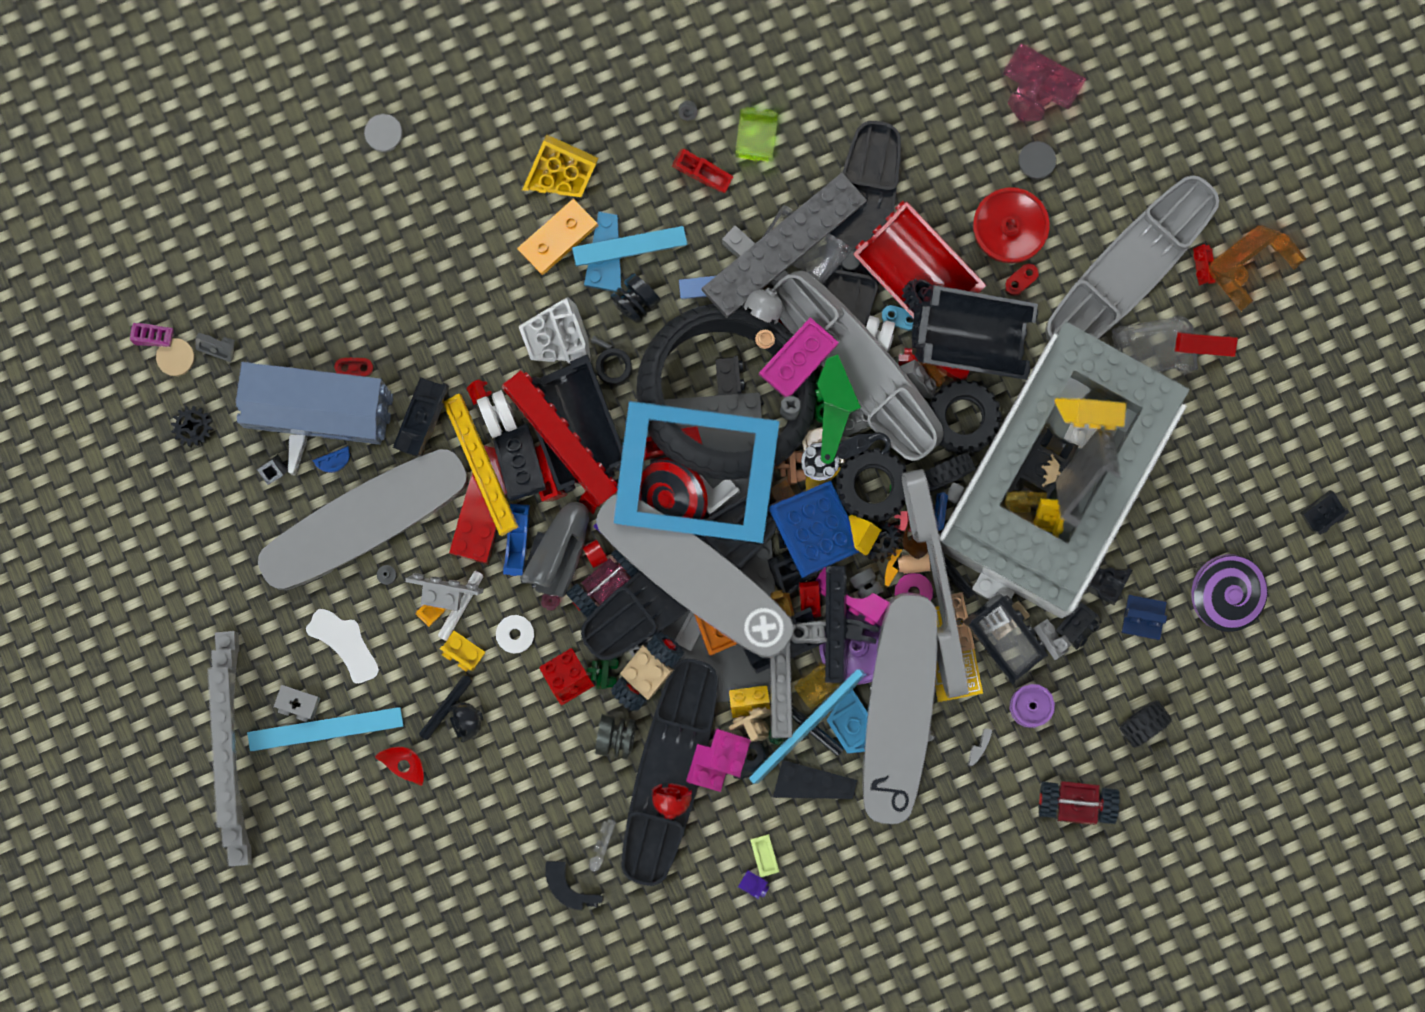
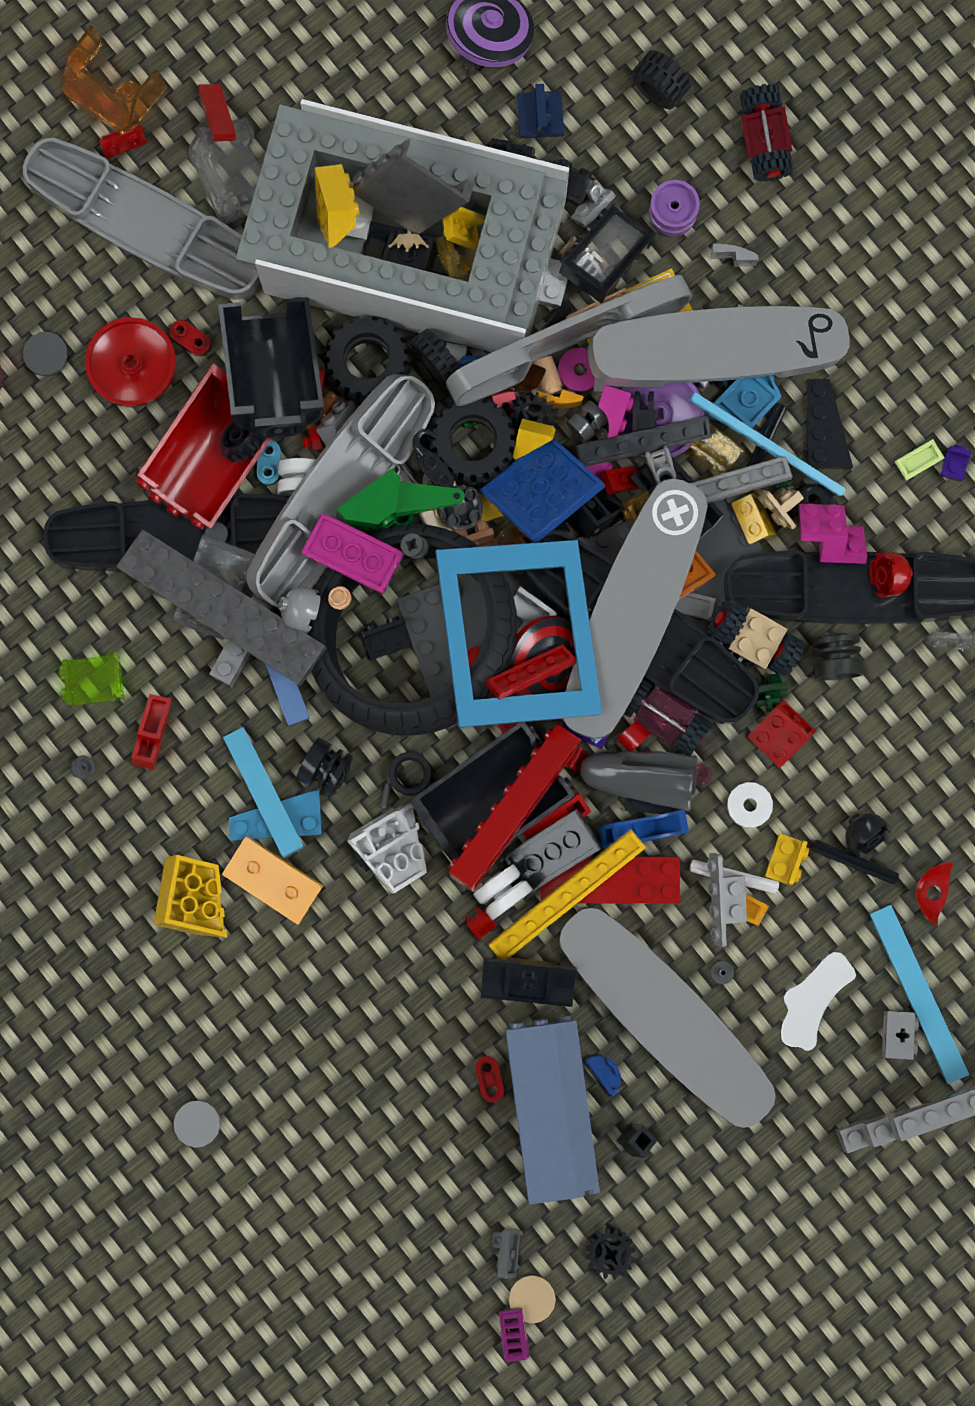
camera: 110 degrees left, 0 degrees up
(296, 449) = (604, 1120): white slope -> none
(662, 474) = (530, 672): none -> red tile

